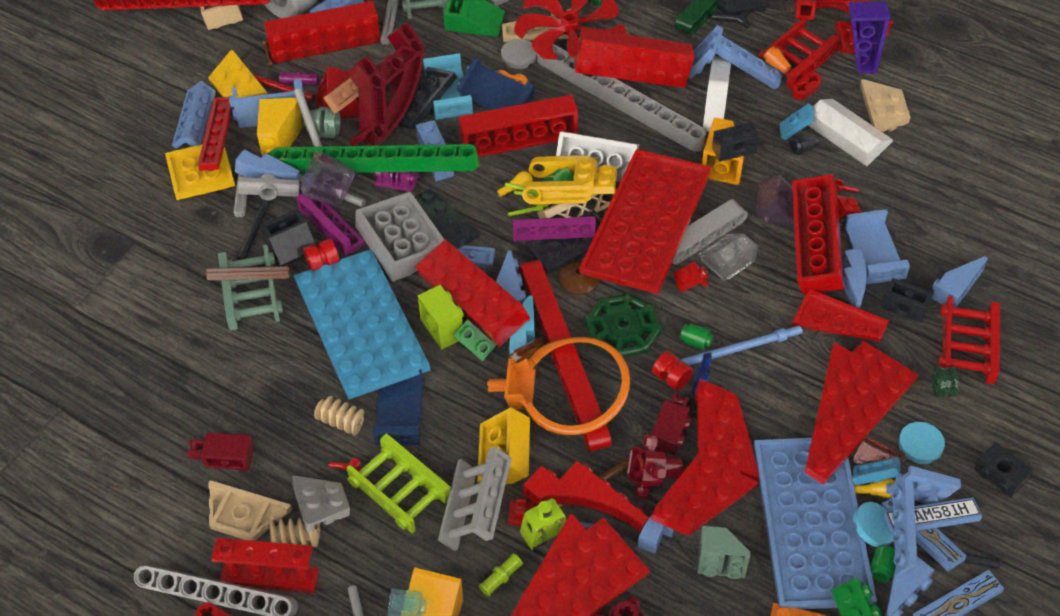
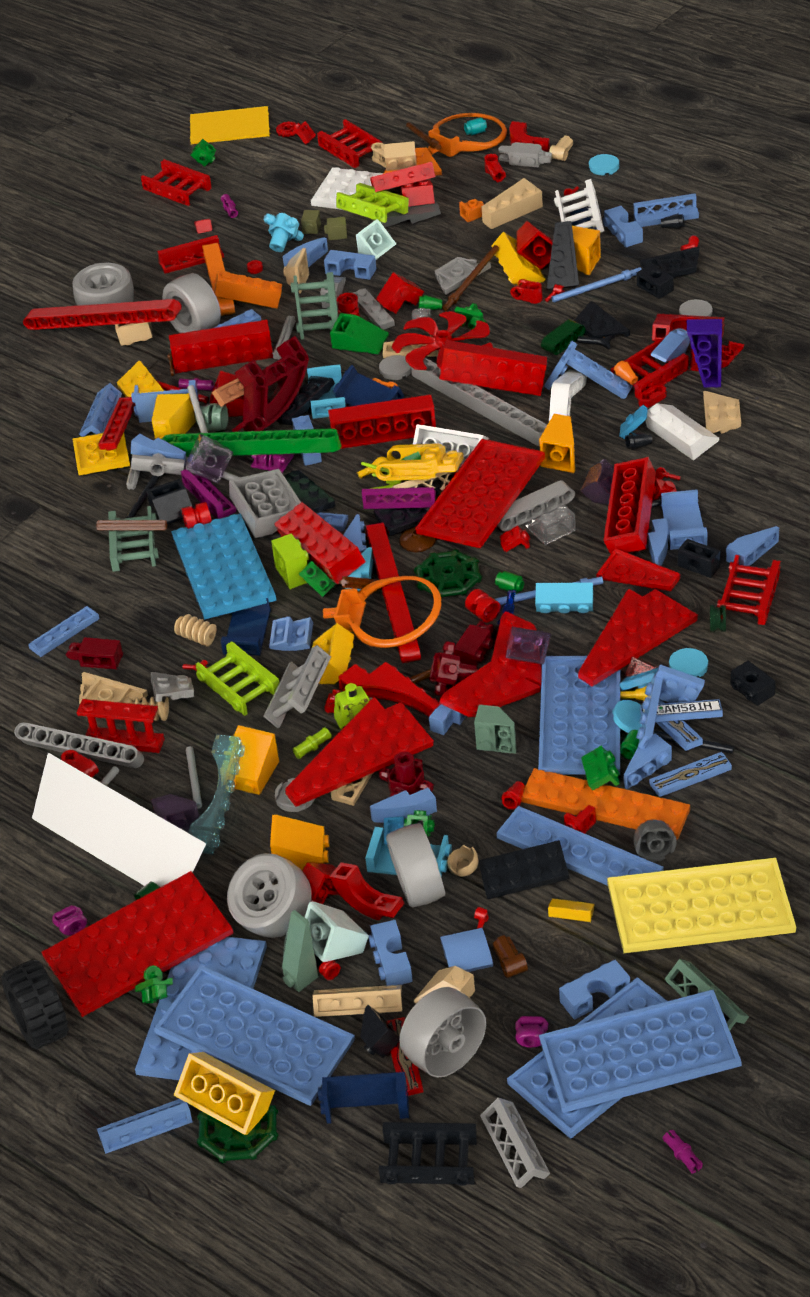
camera: 10 degrees right, 10 degrees down
(179, 418) = (63, 631): none -> medium blue tile
(452, 415) = (290, 634): none -> medium blue slope
(735, 141) = (566, 430): black brick -> none
(740, 431) = (527, 645): none -> clear purple slope
(764, 357) = (564, 597): none -> medium azure brick
(820, 25) = (672, 345): none -> medium blue slope

